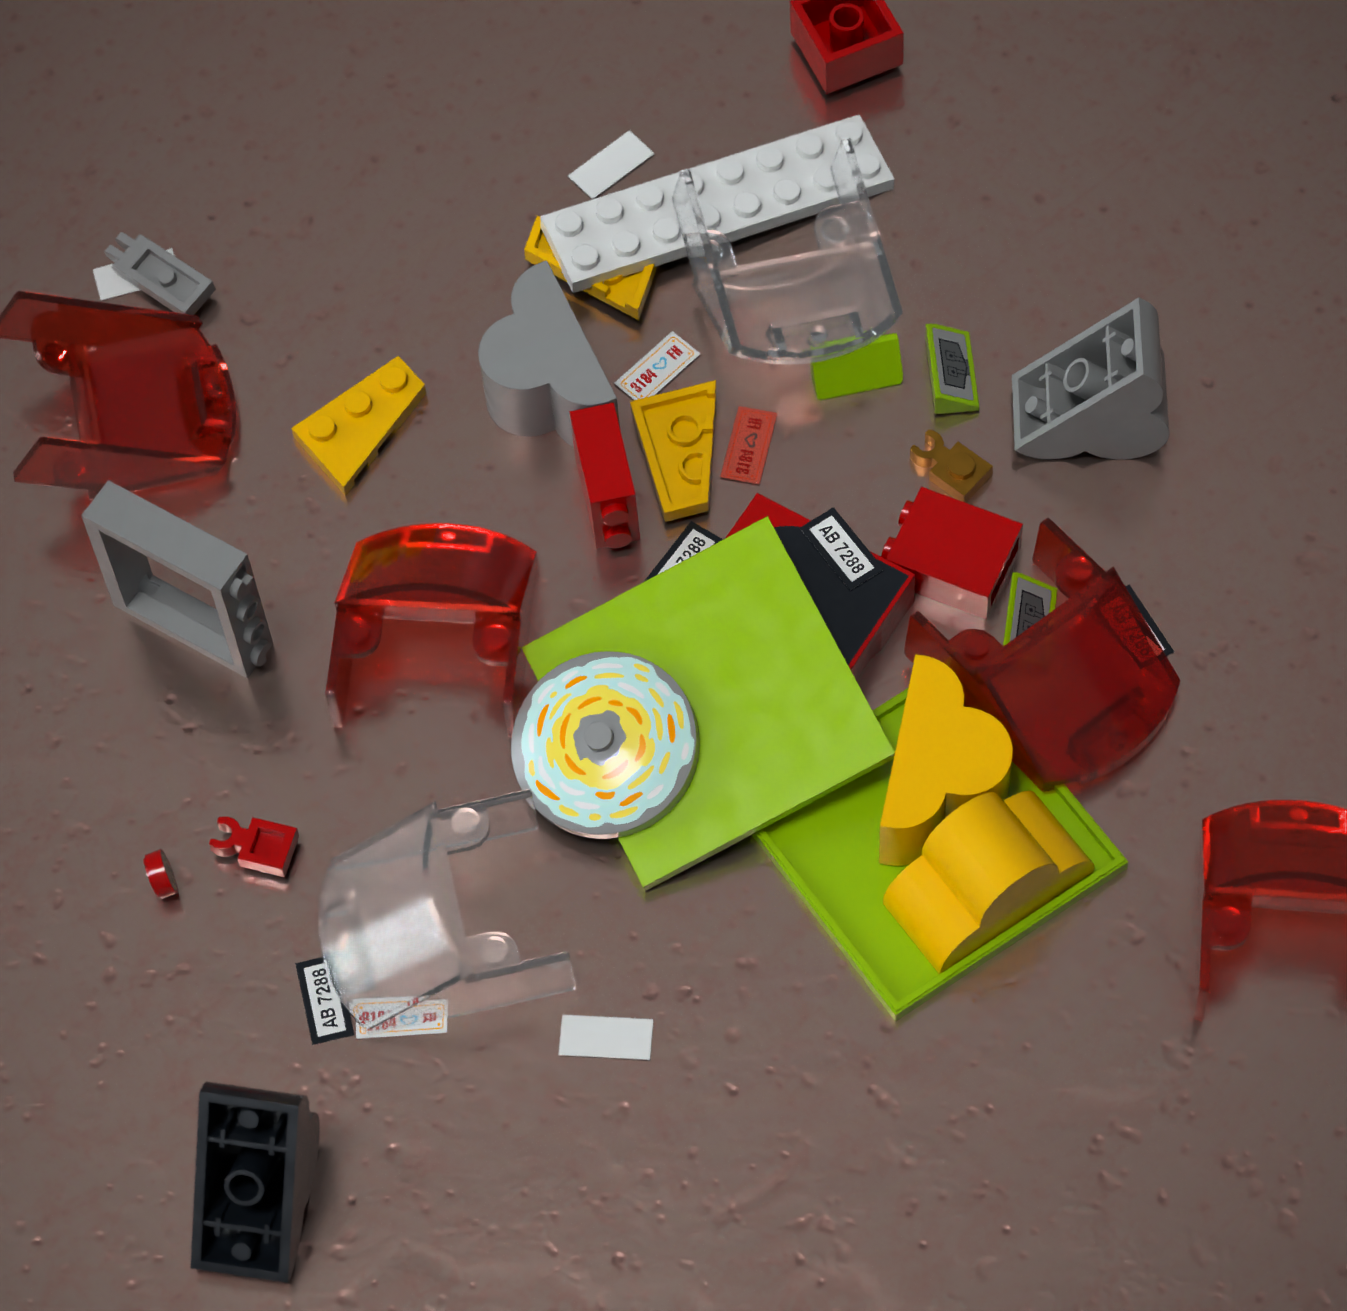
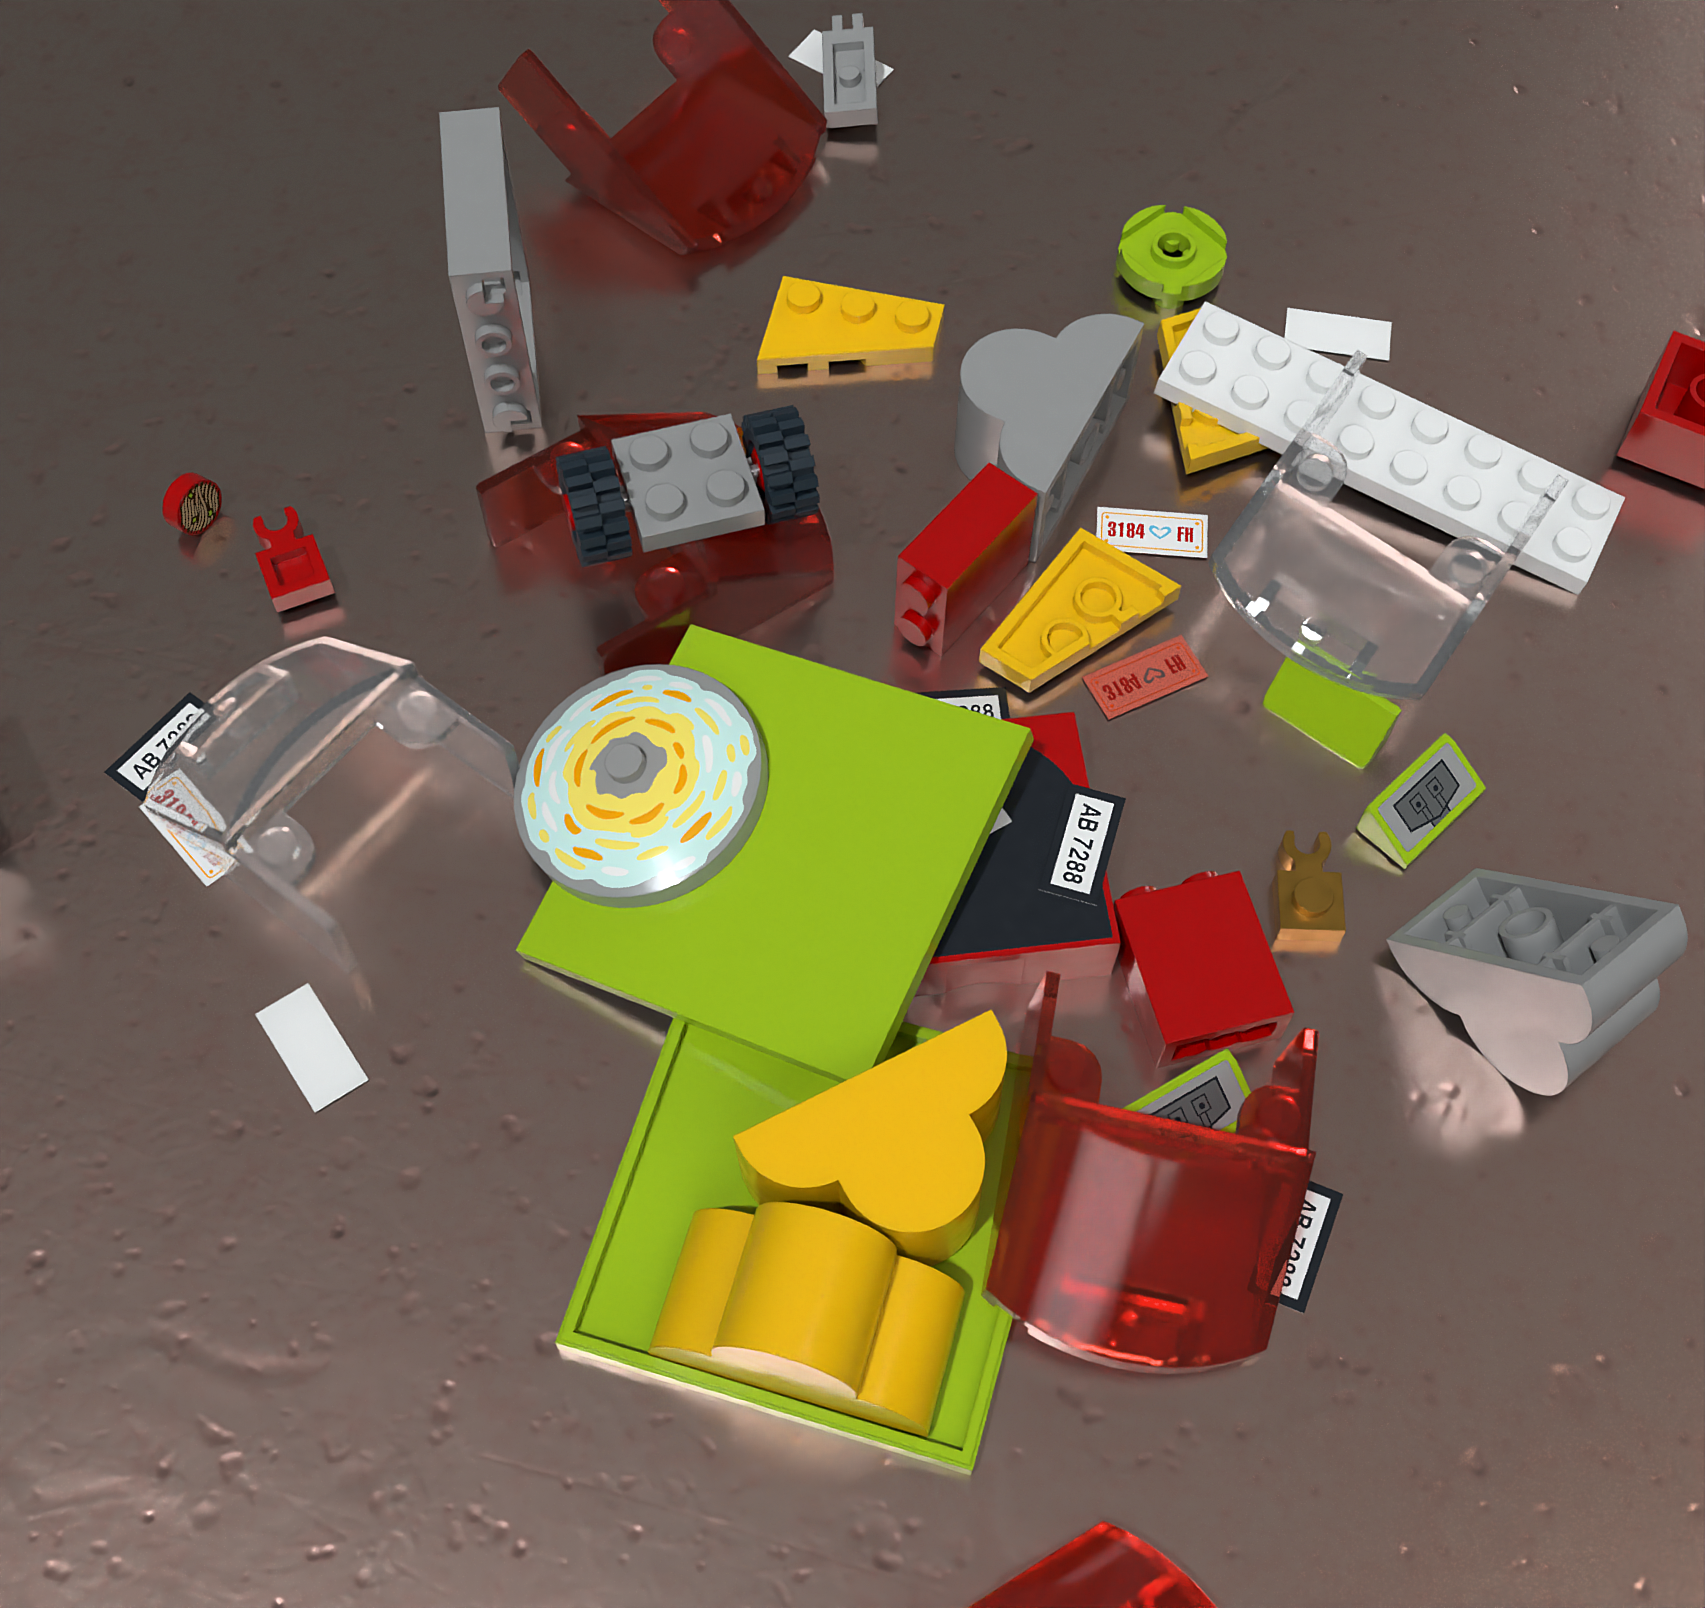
camera: 45 degrees right, 0 degrees up
(443, 577) = (688, 483): none -> plate
(480, 226) = (1172, 278): none -> lime plate

